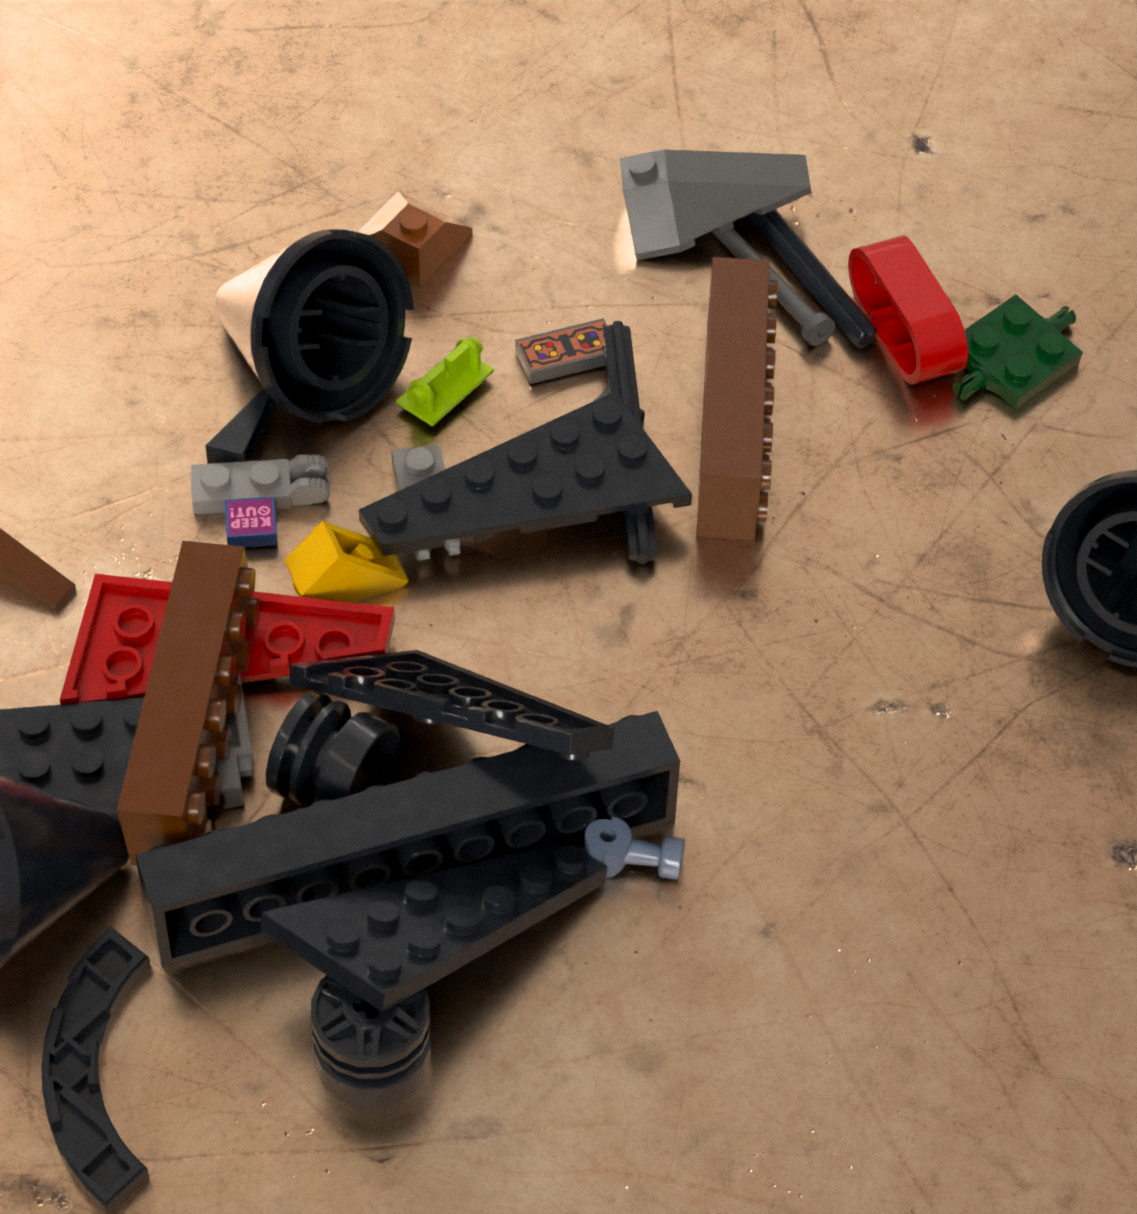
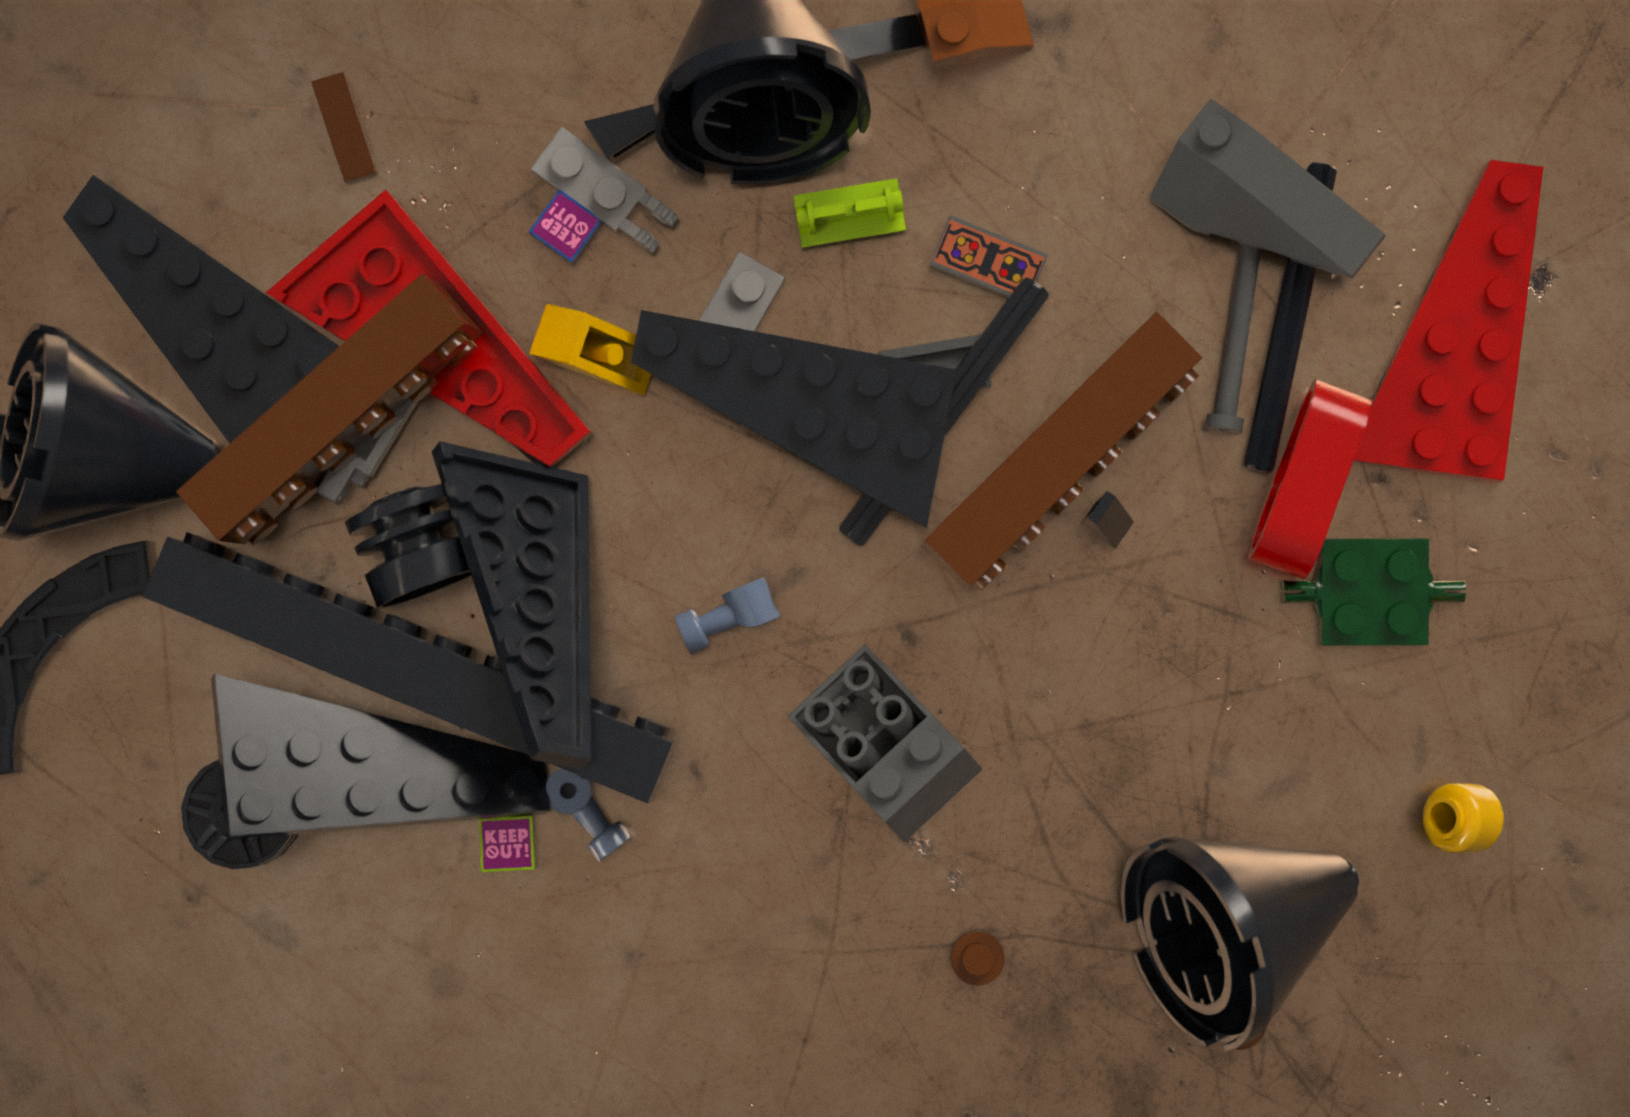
camera: 45 degrees right, 35 degrees up
(596, 922) = (507, 844): none -> tile
(614, 643) = (743, 606): none -> sand blue leg
(801, 422) = (1108, 519): none -> black piece
(804, 651) = (885, 743): none -> dark grey slope
(915, 193) = (1458, 362): none -> red wing
(1010, 736) = (977, 958): none -> reddish brown plate

